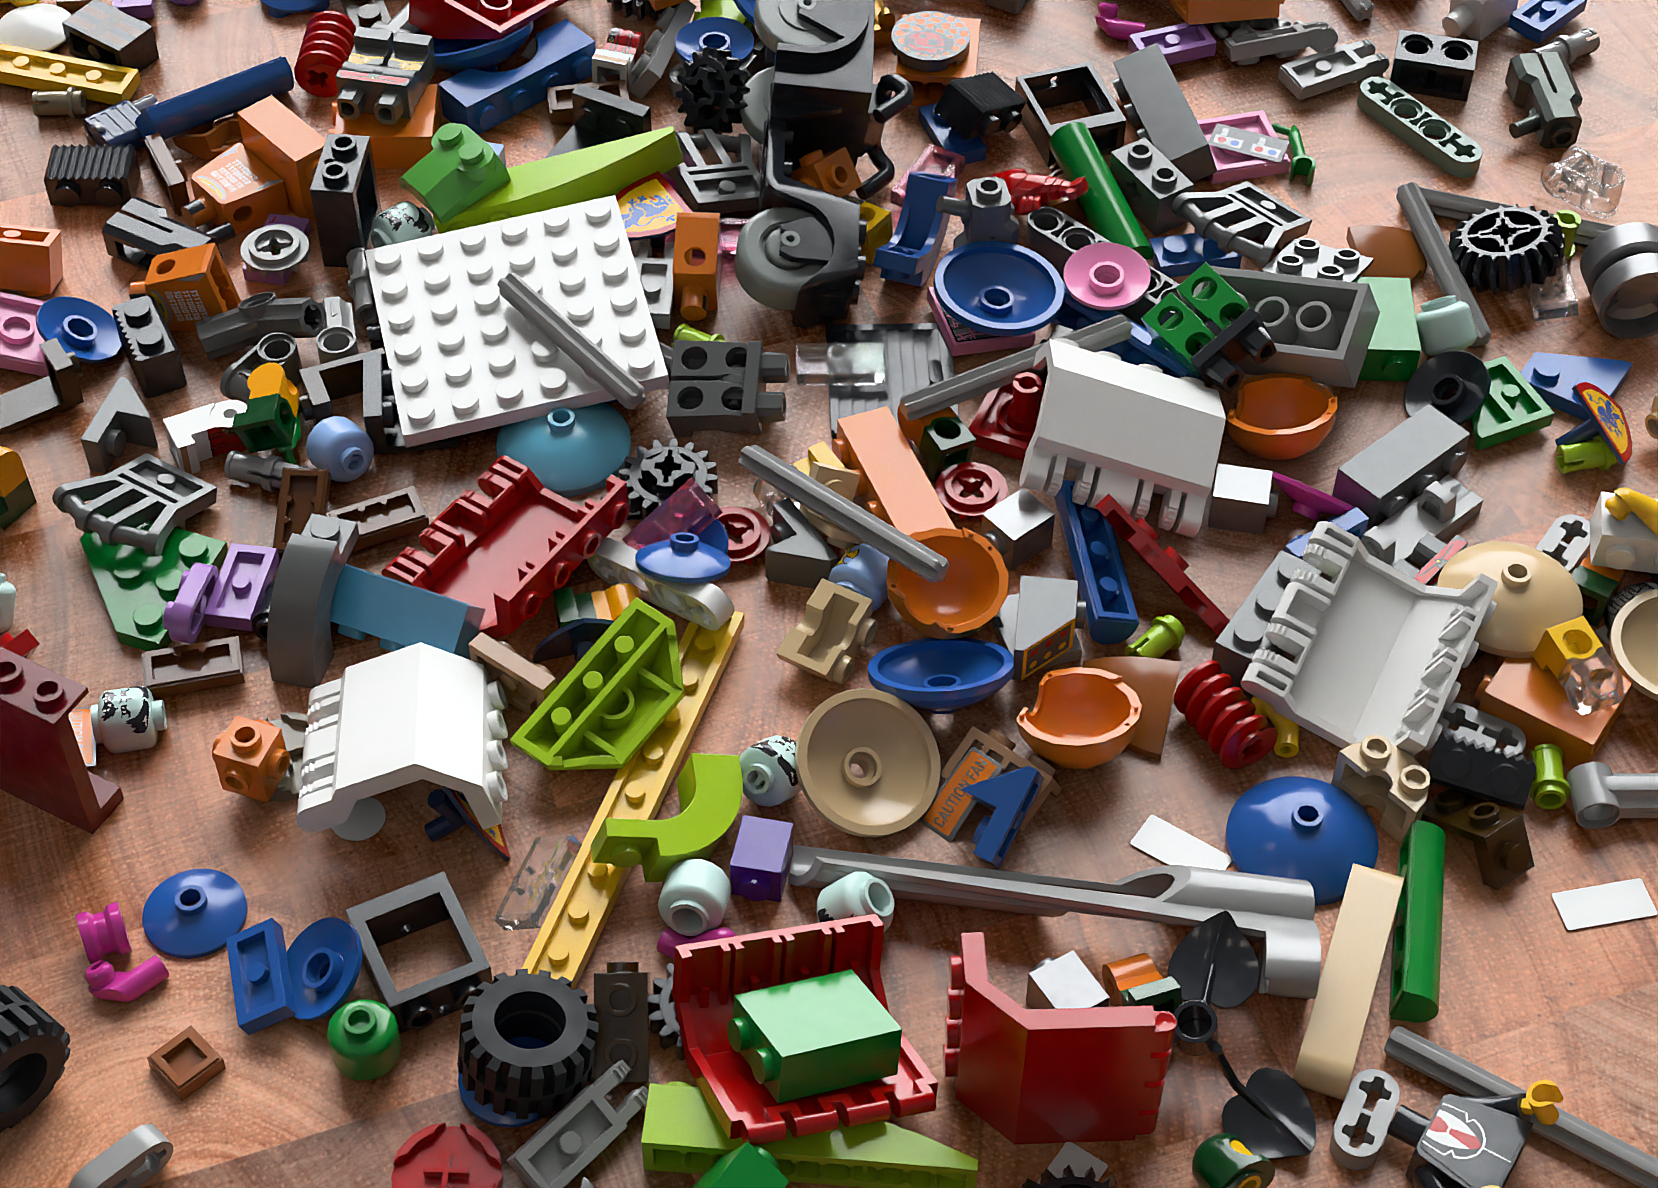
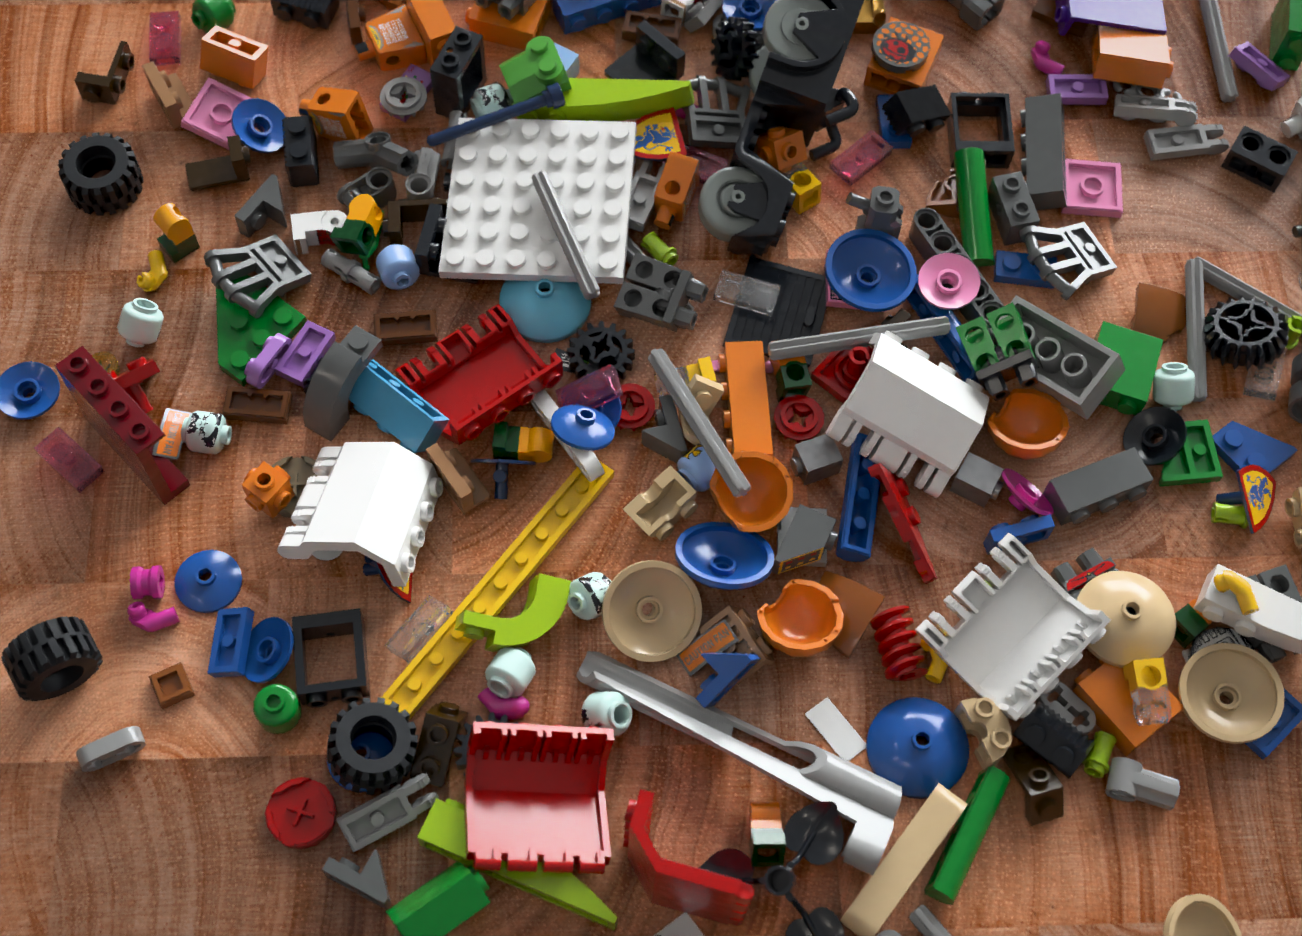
camera: 15 degrees right, 15 degrees up
(146, 231) = (332, 68): piece -> none
(301, 495) = (359, 305): reddish brown plate -> none
(489, 191) = (550, 97): none -> dark blue piece
(609, 697) = (502, 514): lime wedge -> none
(761, 859) = (562, 656): brick -> none
(815, 1035) = (543, 803): brick -> none
(919, 232) = (831, 211): blue arch -> none
(1034, 191) = (921, 190): red animal -> none
(1064, 984) = (718, 816): brick -> none
(1163, 635) = (877, 572): lime pin -> none
(1247, 627) = (932, 592): brick -> none
(1248, 142) = (1098, 189): sticker -> none
(1301, 163) = (1130, 215): green piece -> none
(1310, 259) = (1102, 311): hinge -> none
(1437, 511) = (1075, 539): light grey hinge -> none
(1453, 153) = (1234, 205): sand green beam -> none
(1568, 554) = (1178, 578): beam -> none
(1604, 904) = (1099, 857): white sticker -> none

